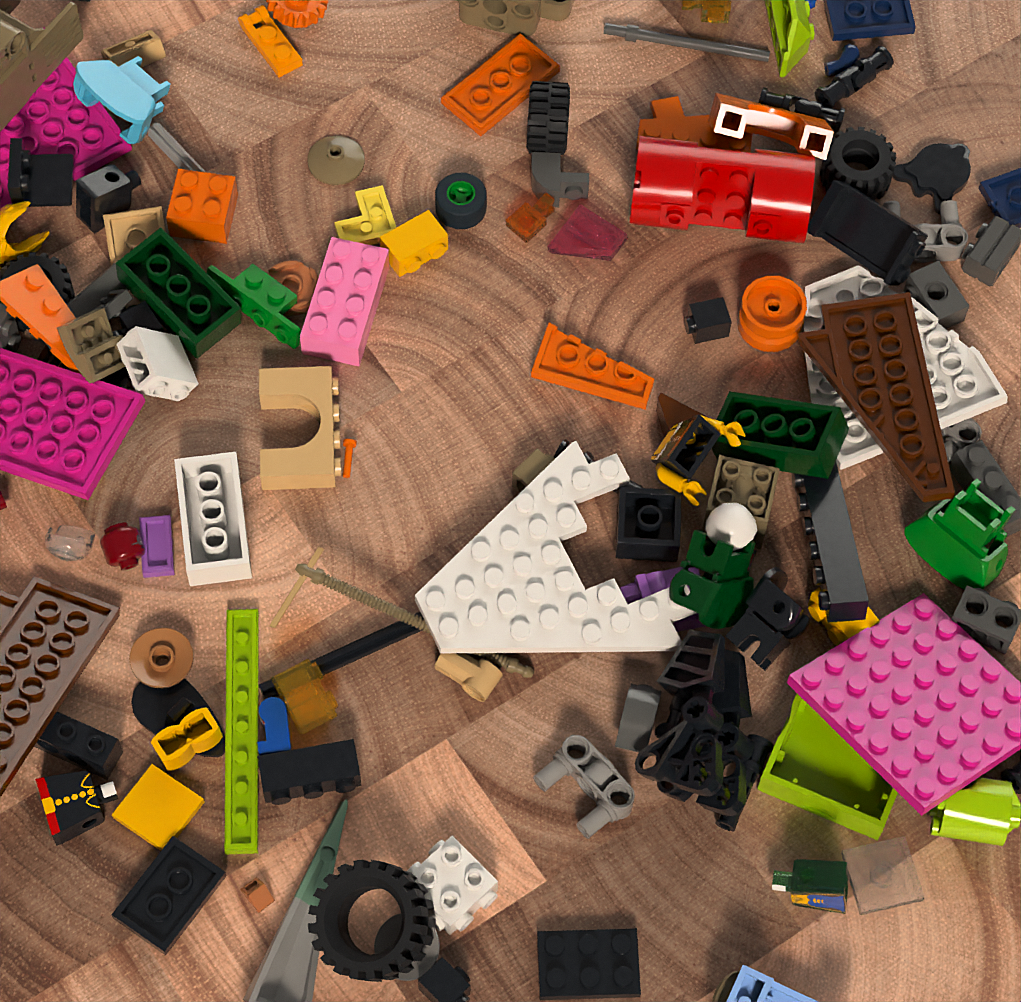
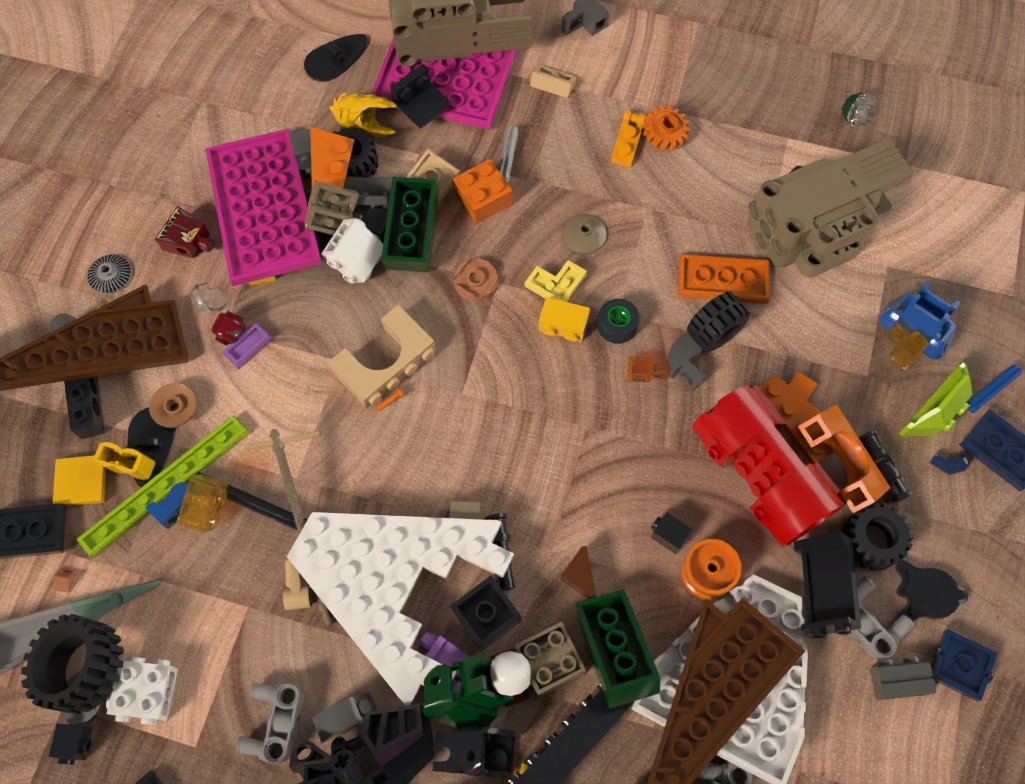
camera: 55 degrees right, 5 degrees up
(73, 803) = (45, 433): black torso -> none
(104, 193) = (443, 138): black torso -> none
(124, 91) = (509, 93): medium azure piece -> none
(212, 519) = (281, 359): white brick -> none
(261, 300) = (452, 268): green bracket -> none
(309, 772) = (159, 546): black brick -> none
(345, 301) = (489, 314): bright pink brick -> none
(577, 366) = (567, 482): orange wing -> none
(588, 237) = (663, 412): clear pink wing -> none
(633, 33) = (836, 321): dark grey bar -> none
(686, 449) = (550, 596): torso -> none
(854, 77) = (944, 480): black piece -> none
(936, 283) = (838, 658): dark grey brick -> none

